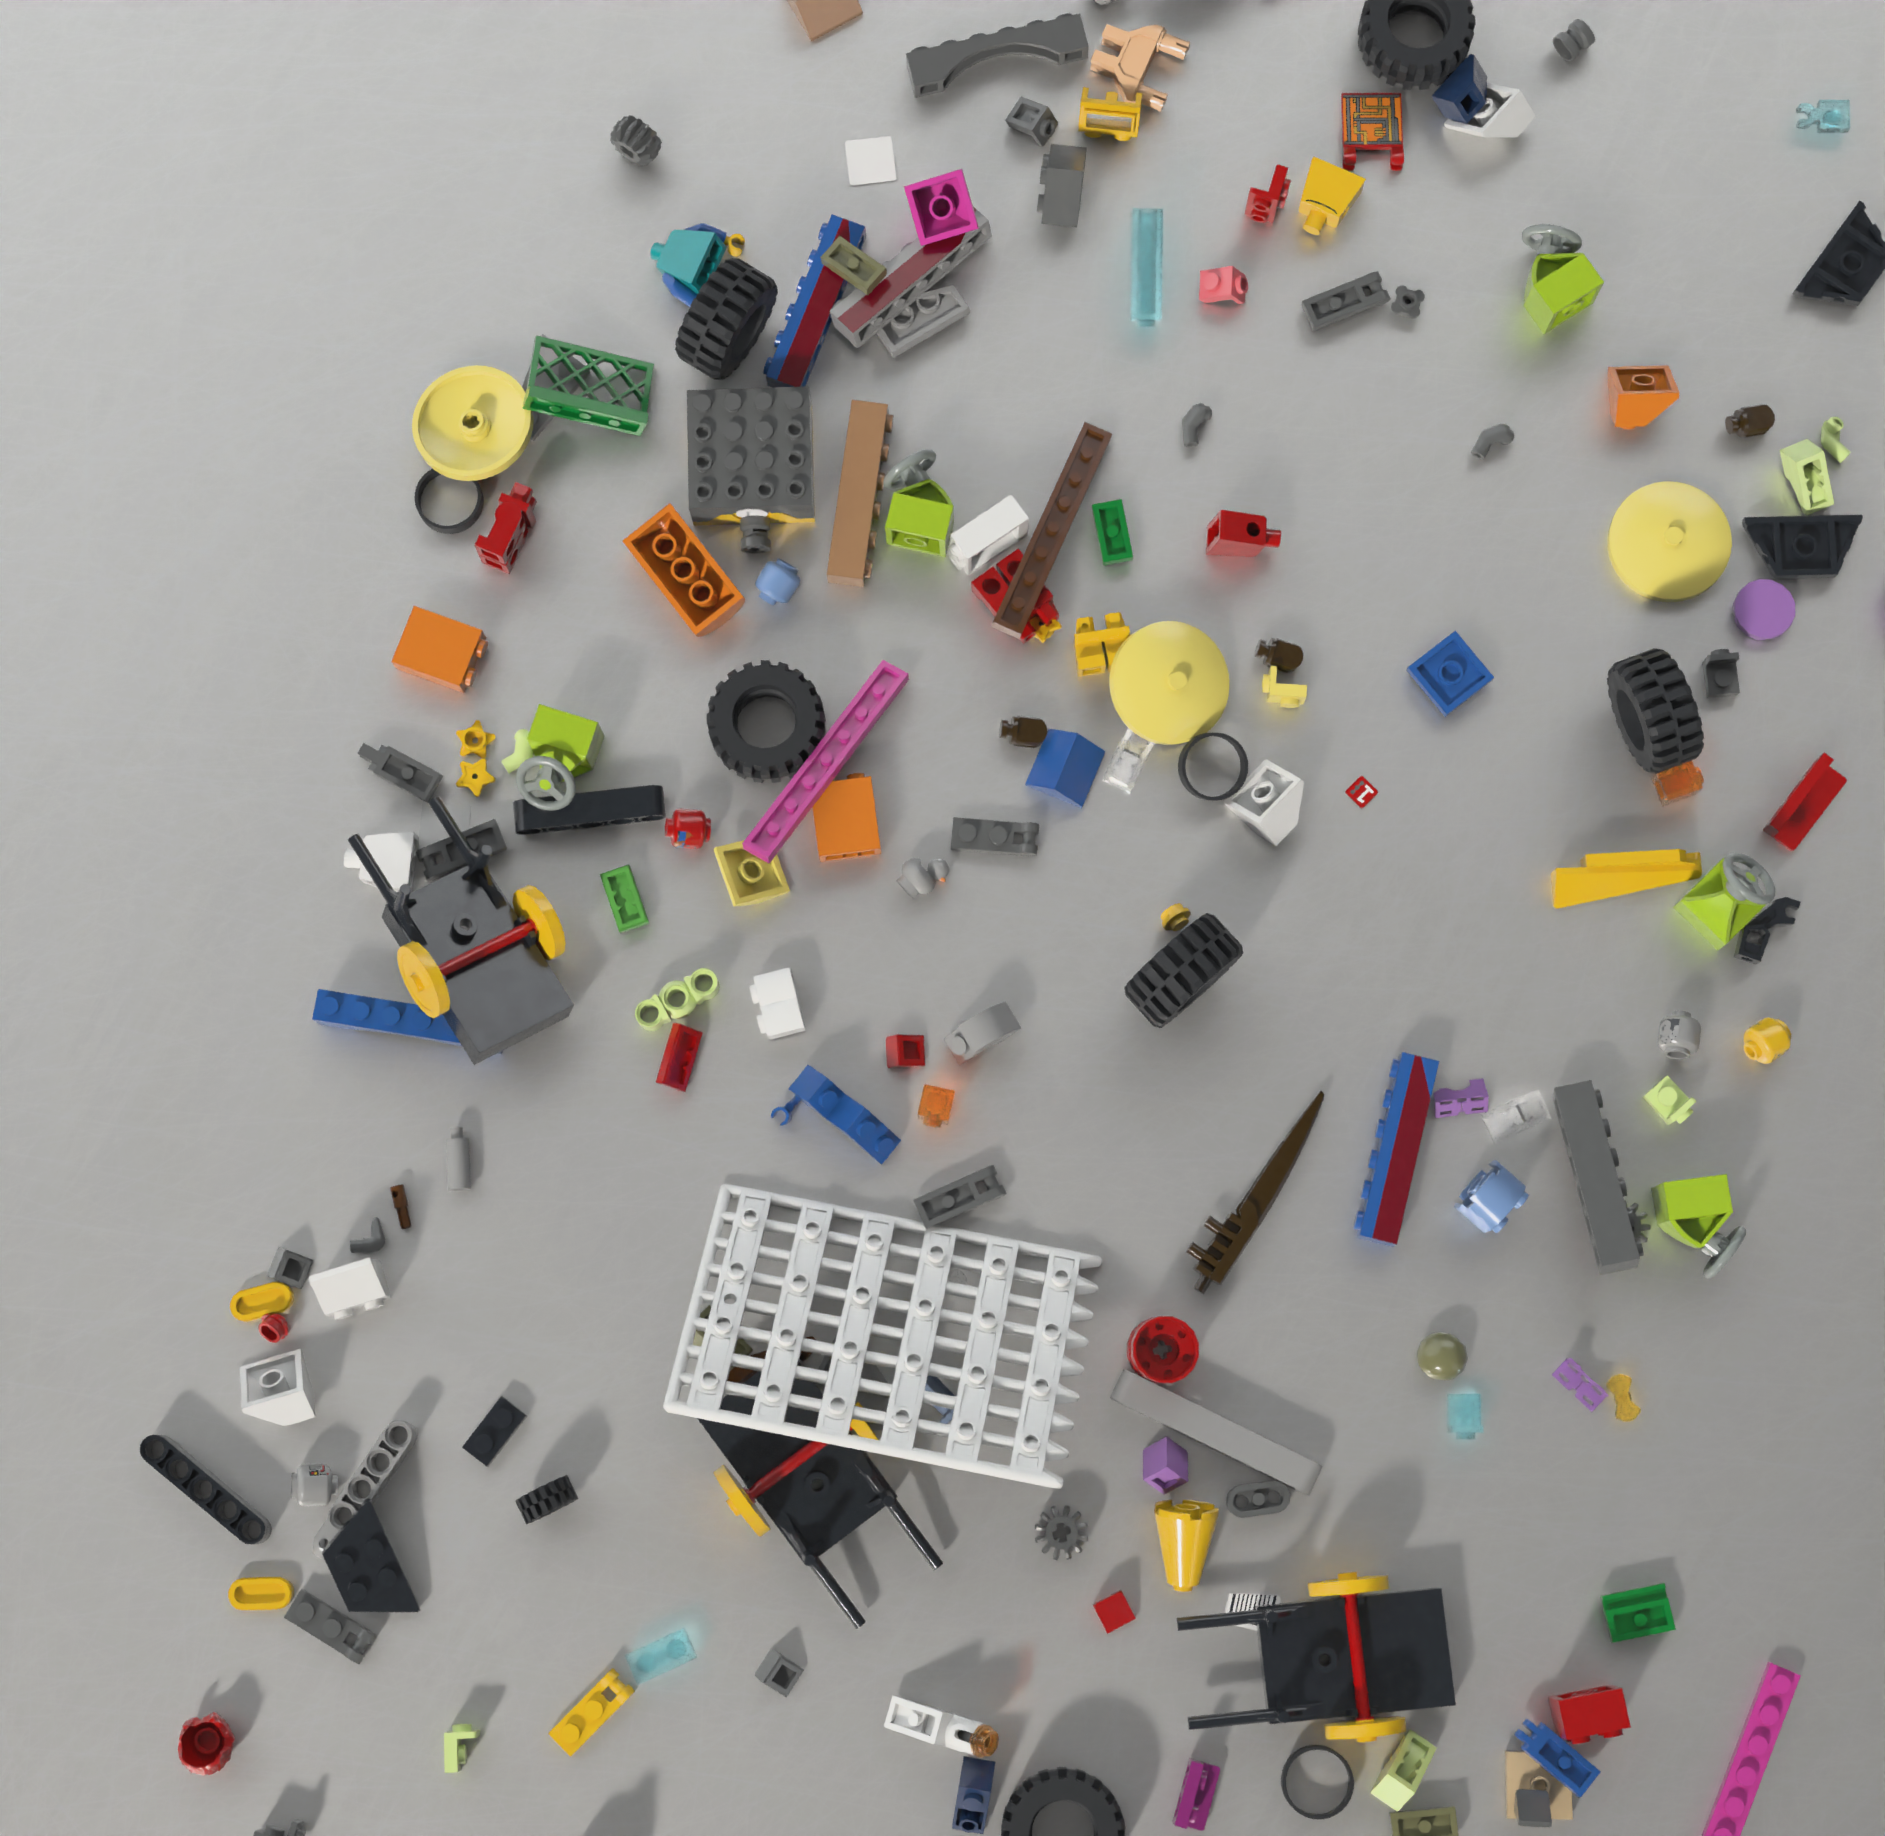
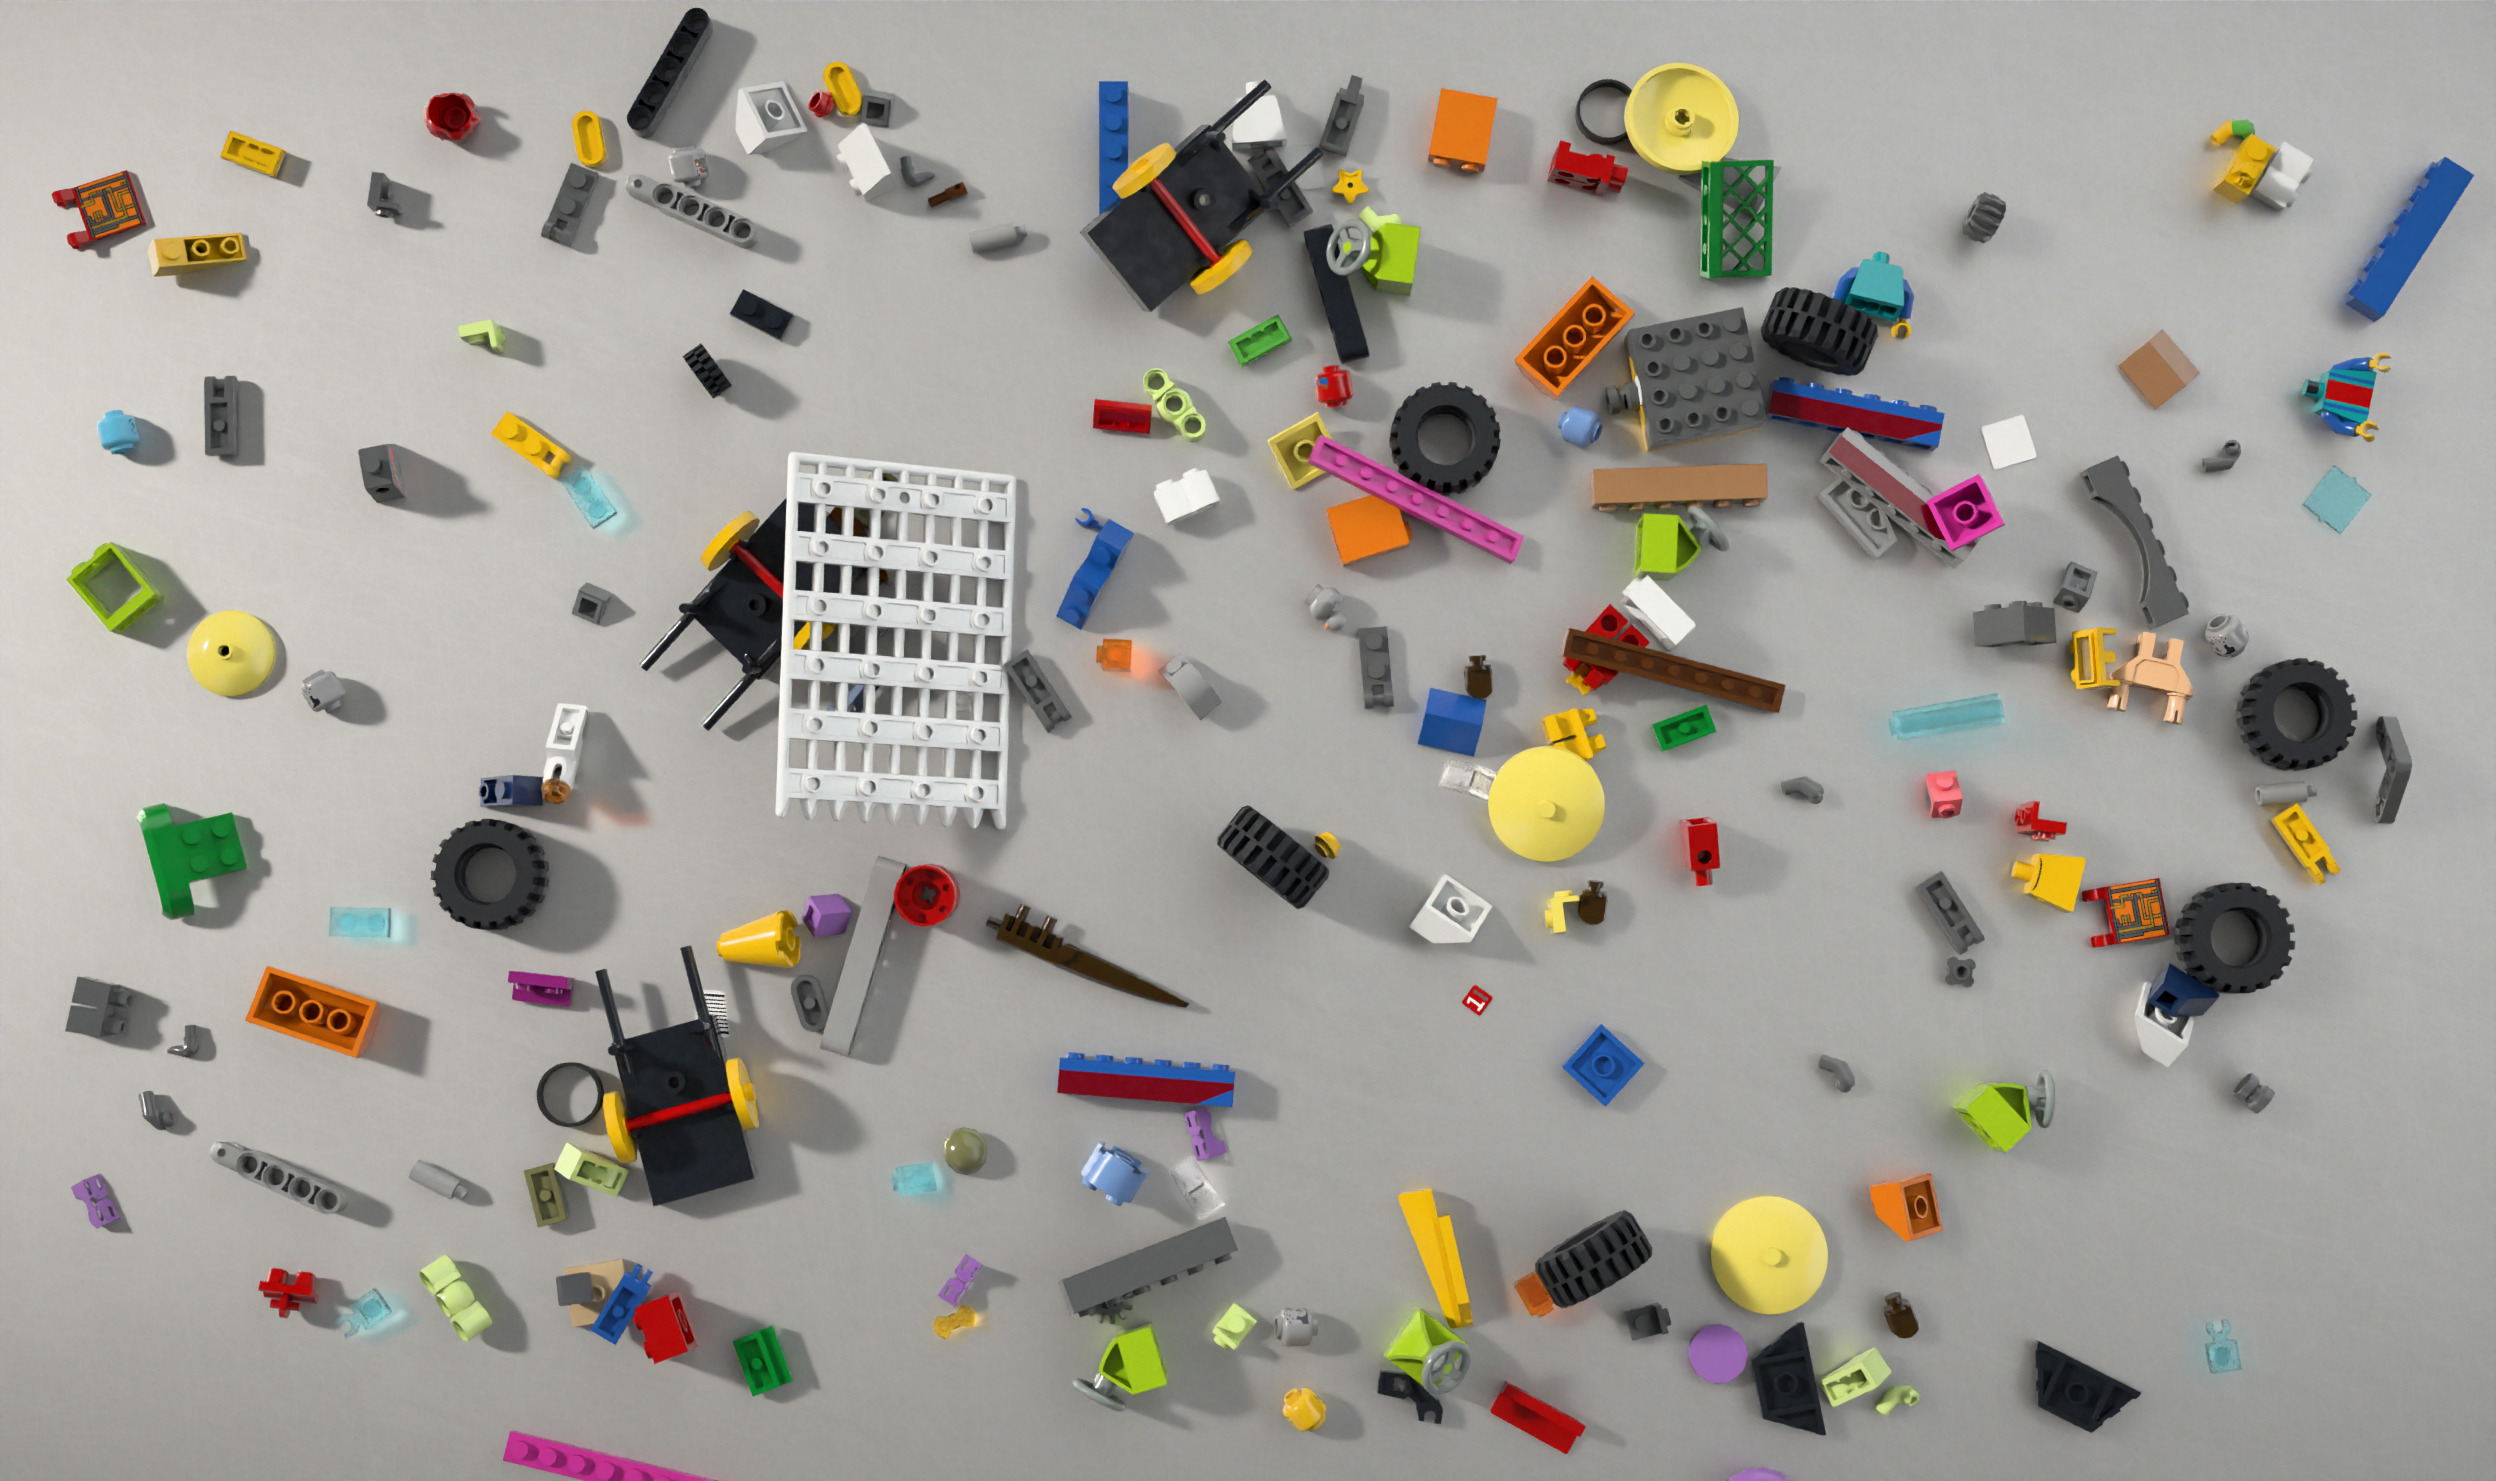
camera: 75 degrees right, 5 degrees up
(368, 1567) = (624, 226): black wing -> none
(469, 734) = (1392, 179): yellow plate -> none
(853, 265) = (1895, 441): olive plate -> none
(905, 1051) = (1163, 620): red slope -> none
(1070, 1538) = (748, 841): dark grey gear -> none
(1114, 1611) = (691, 890): red slope -> none
(1243, 766) = (1458, 881): black tyre -> none

